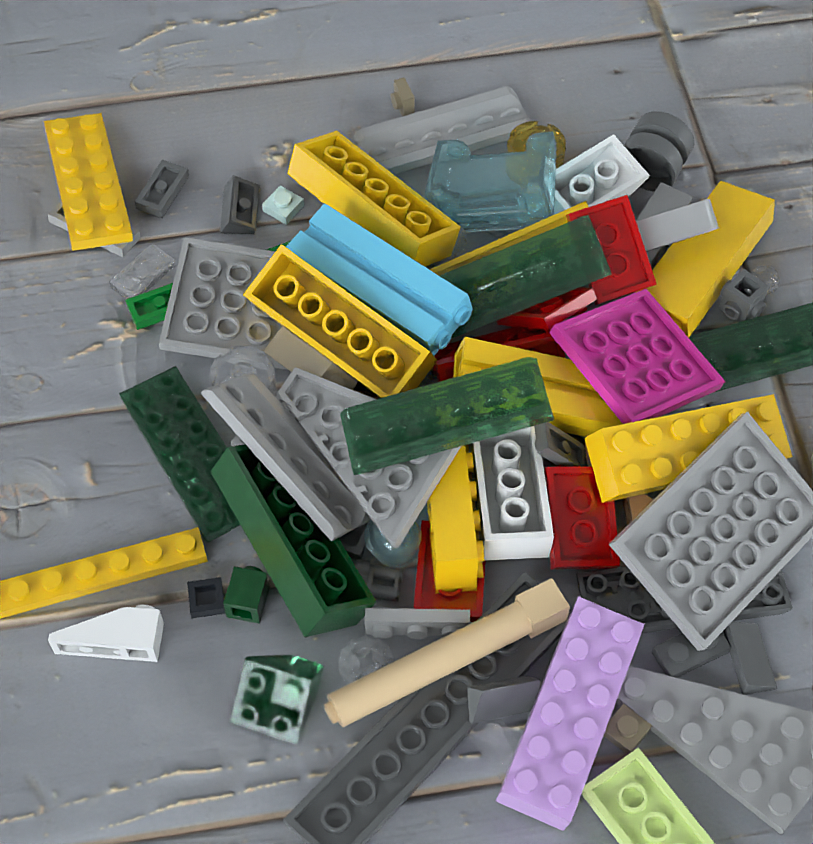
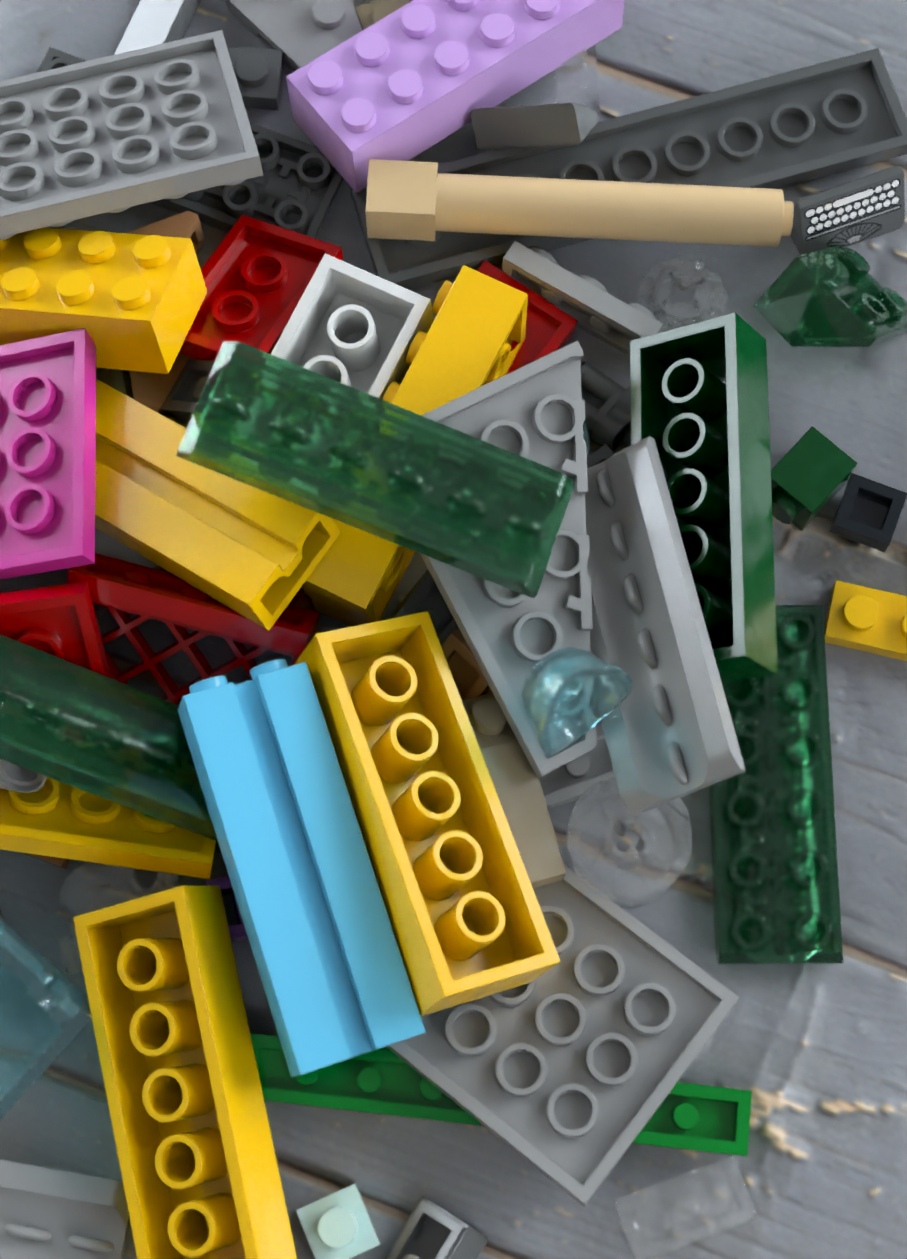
camera: 150 degrees left, 15 degrees up
(301, 760) = (850, 212): none -> slope
(303, 387) = (570, 695): none -> clear light blue helmet

